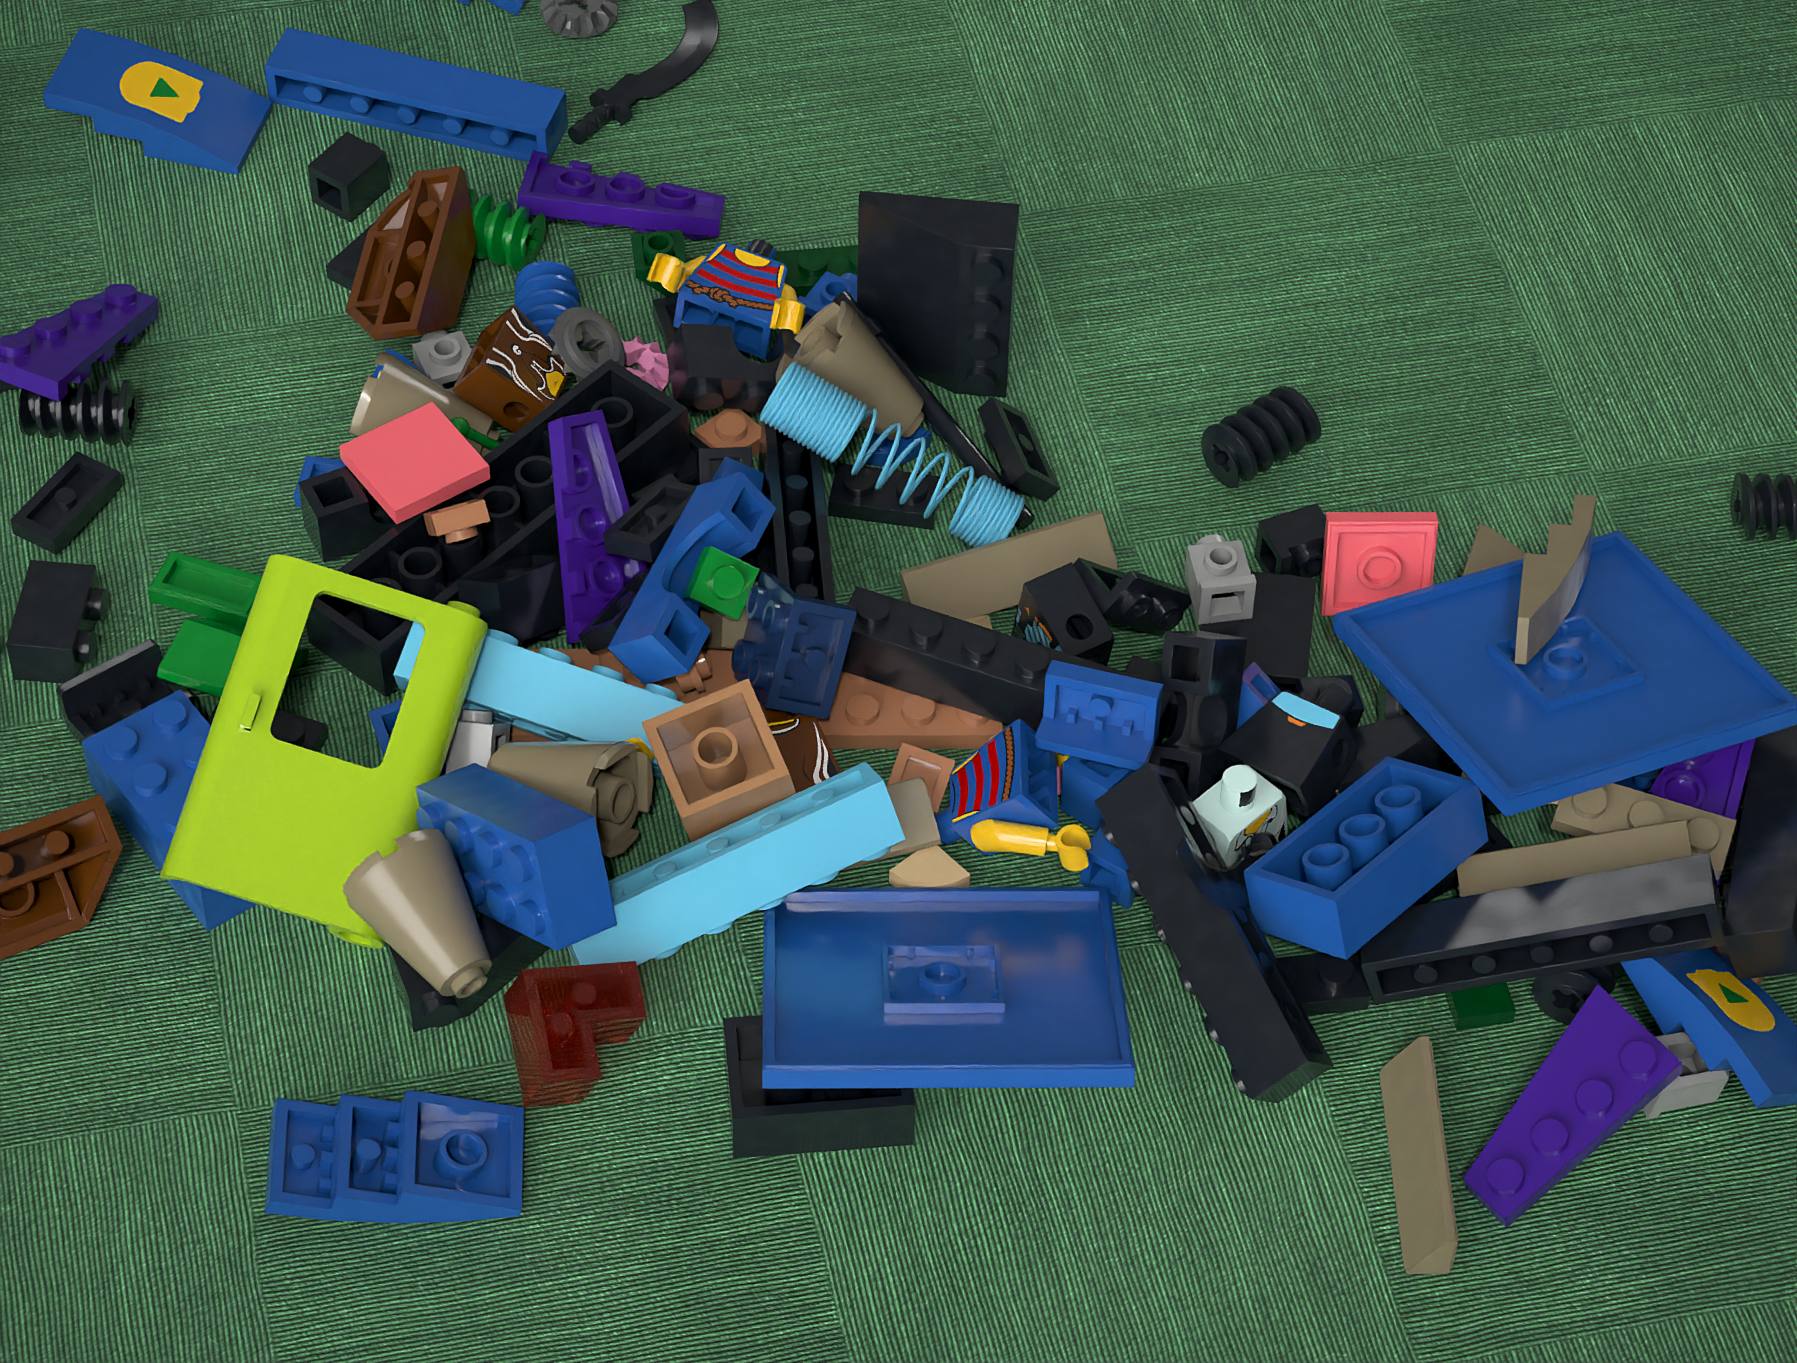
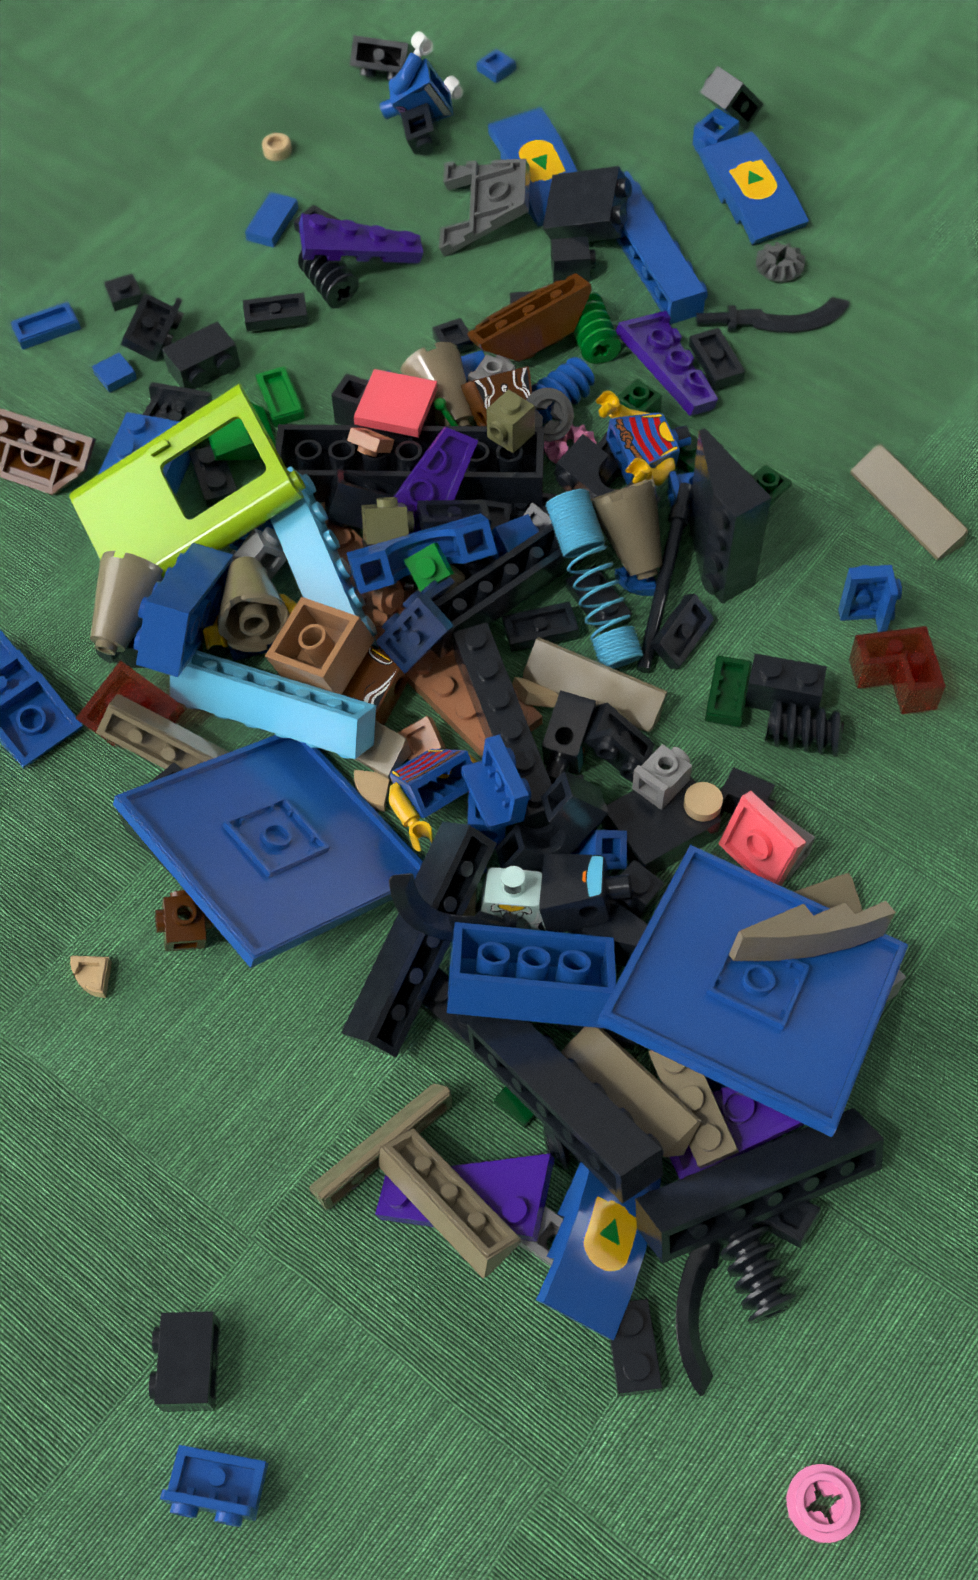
camera: 55 degrees right, 10 degrees up
(162, 162) = (496, 198): none -> dark grey wing
(303, 95) = (588, 204): none -> black brick
(331, 362) = (454, 332): none -> black plate
(586, 371) = (510, 421): none -> olive brick
(597, 585) = (386, 520): none -> olive brick
(660, 156) = (716, 358): none -> black plate
(663, 1019) = (154, 736): none -> dark tan slope
(874, 559) = (549, 623): none -> black plate
(912, 1318) = (92, 973): none -> tan tile
(946, 1163) = (180, 933): none -> reddish brown brick
(1051, 147) = (910, 502): none -> slope
(1138, 467) = (728, 691): none -> dark green plate
(1161, 255) = (870, 594): none -> blue bracket
(1176, 413) = (786, 681): none -> black brick
(1274, 295) = (903, 660): none -> clear red brick
(1282, 572) = (703, 801): none -> tan tile
(1567, 1120) = (447, 1202): none -> dark tan slope

